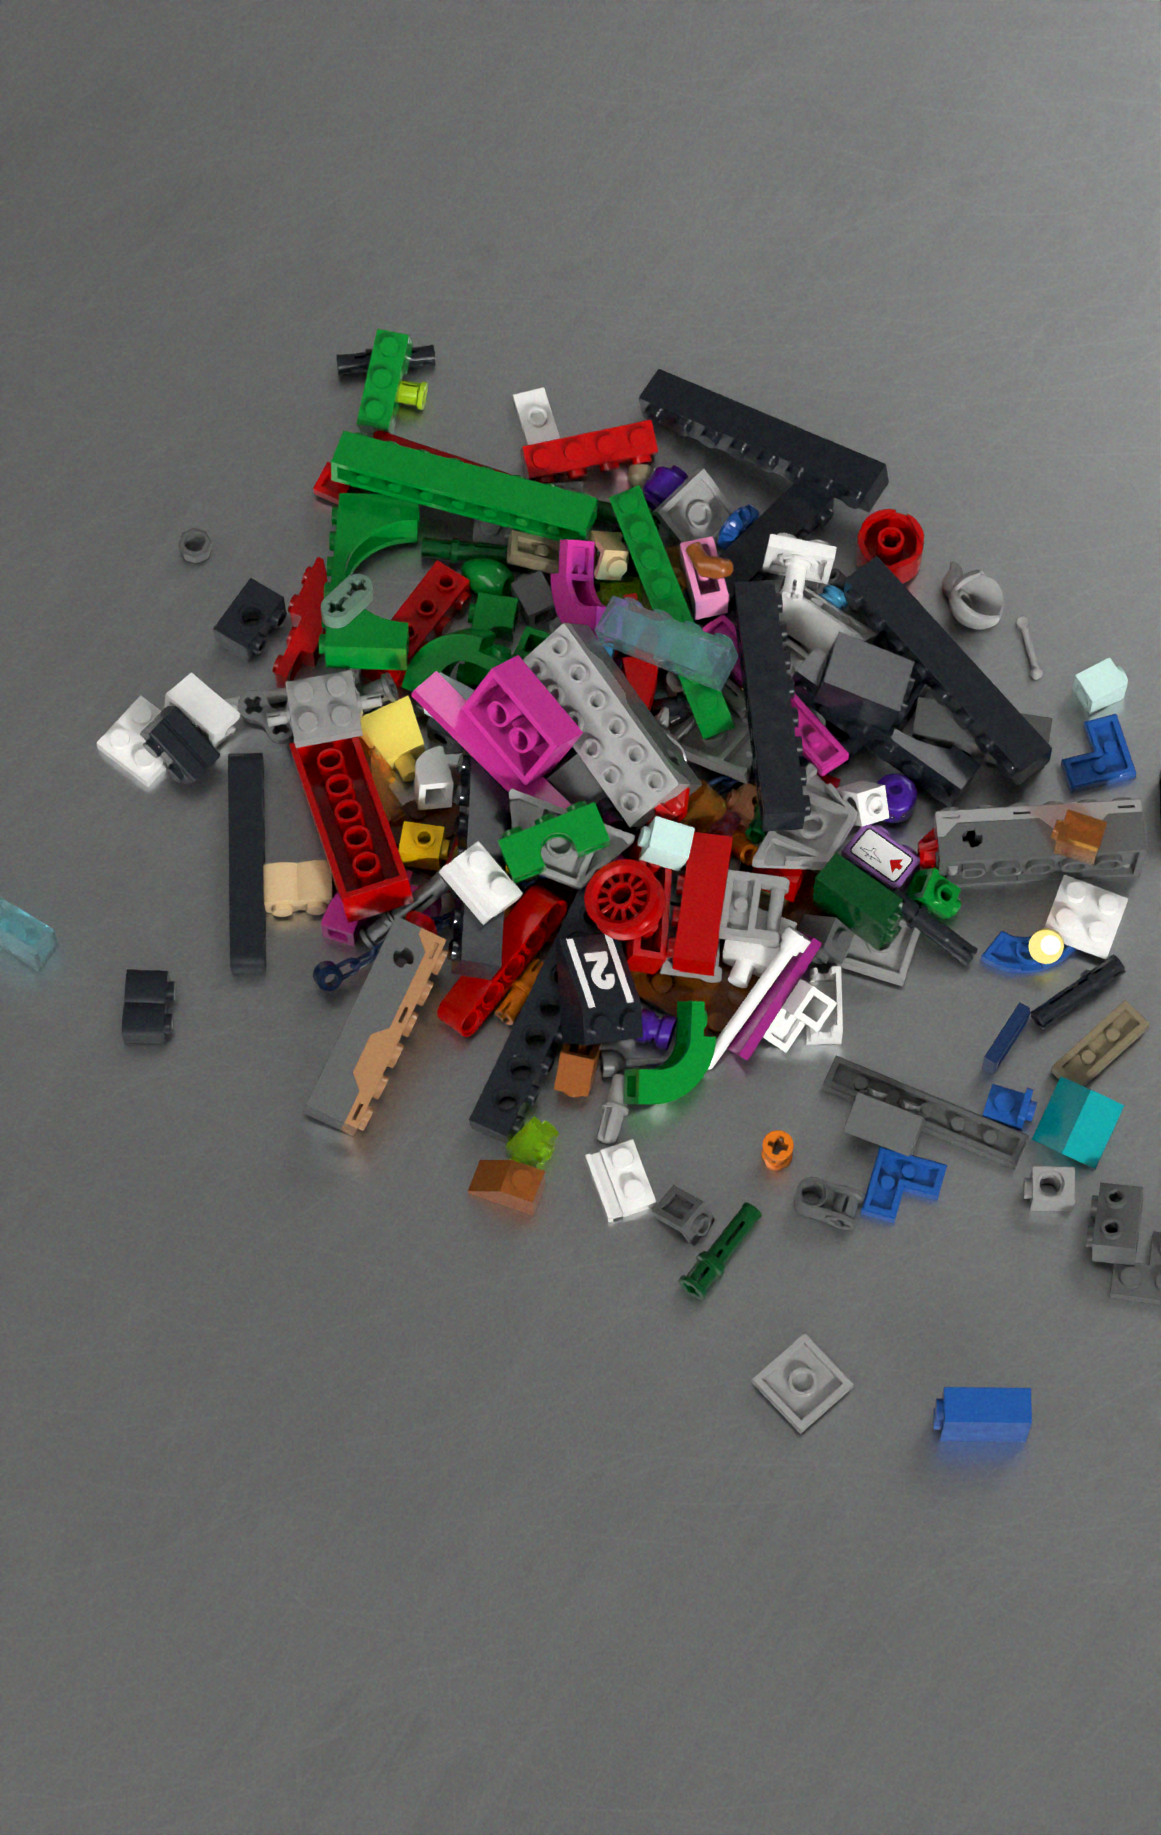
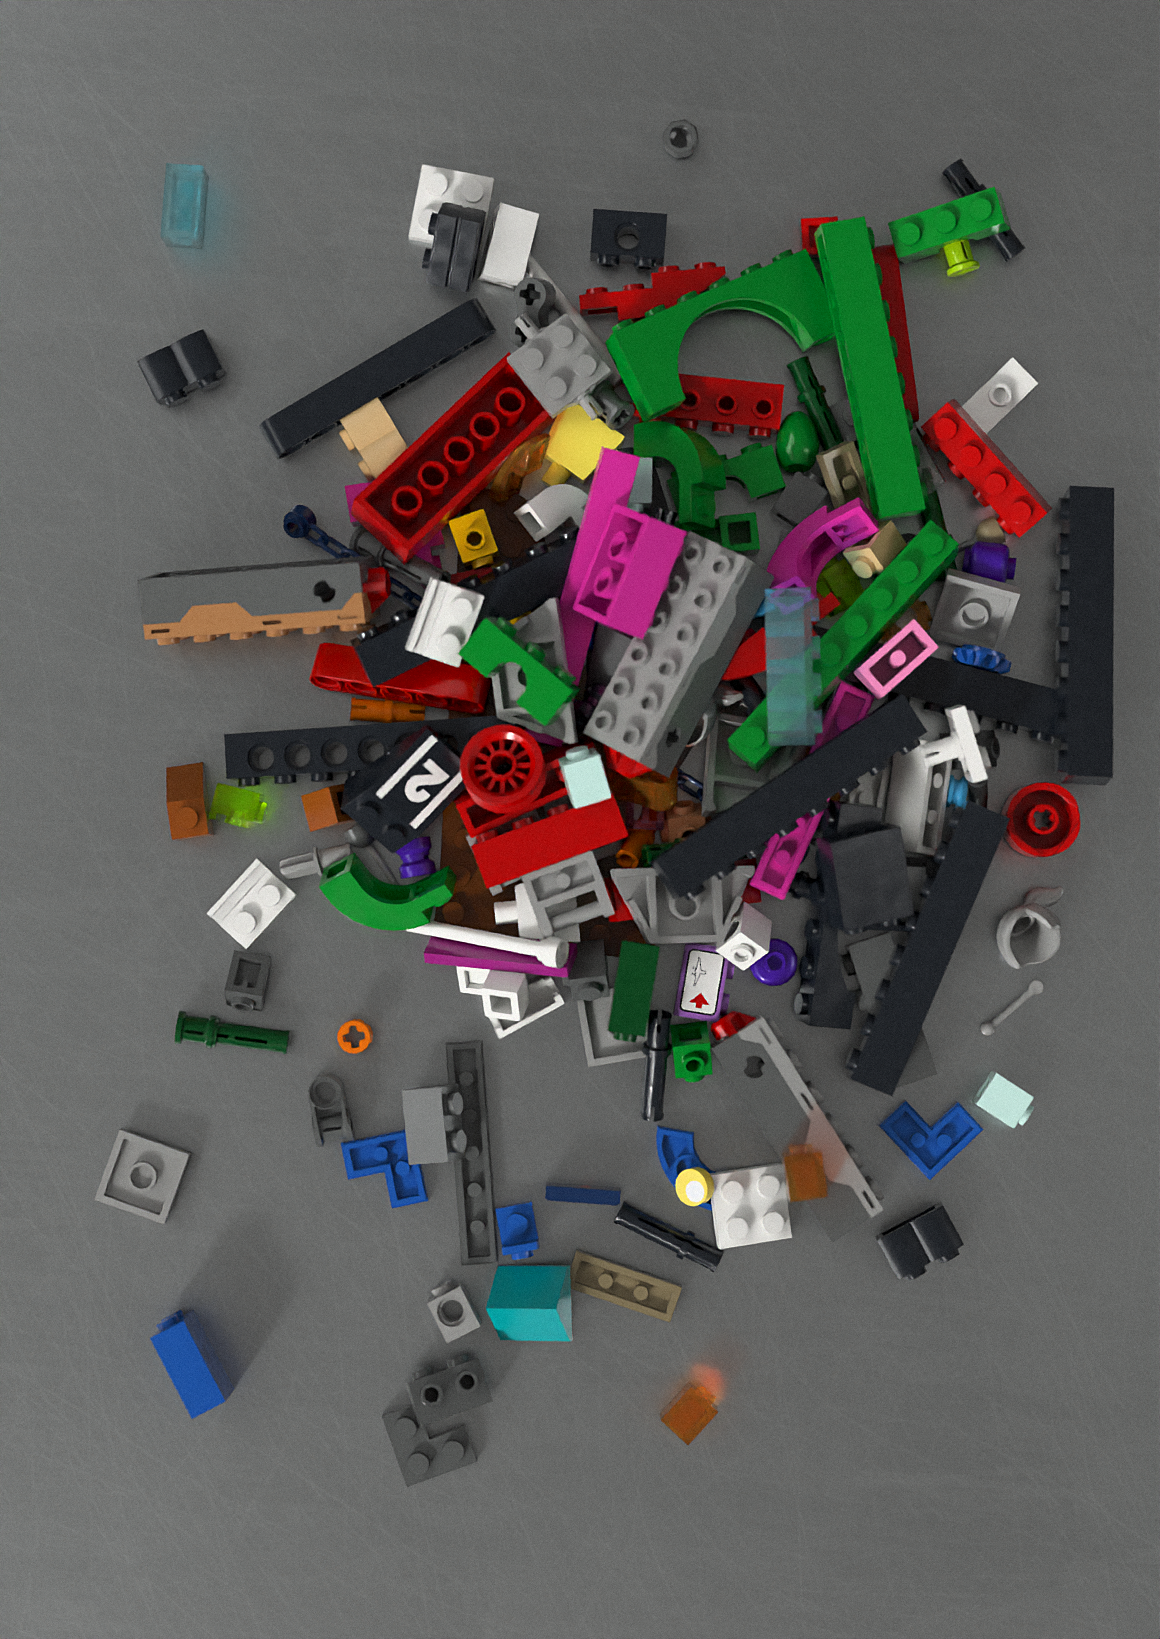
camera: 65 degrees right, 20 degrees up
(350, 603) = (677, 318): sand green beam -> none
(708, 566) = (900, 663): dark orange arm -> none

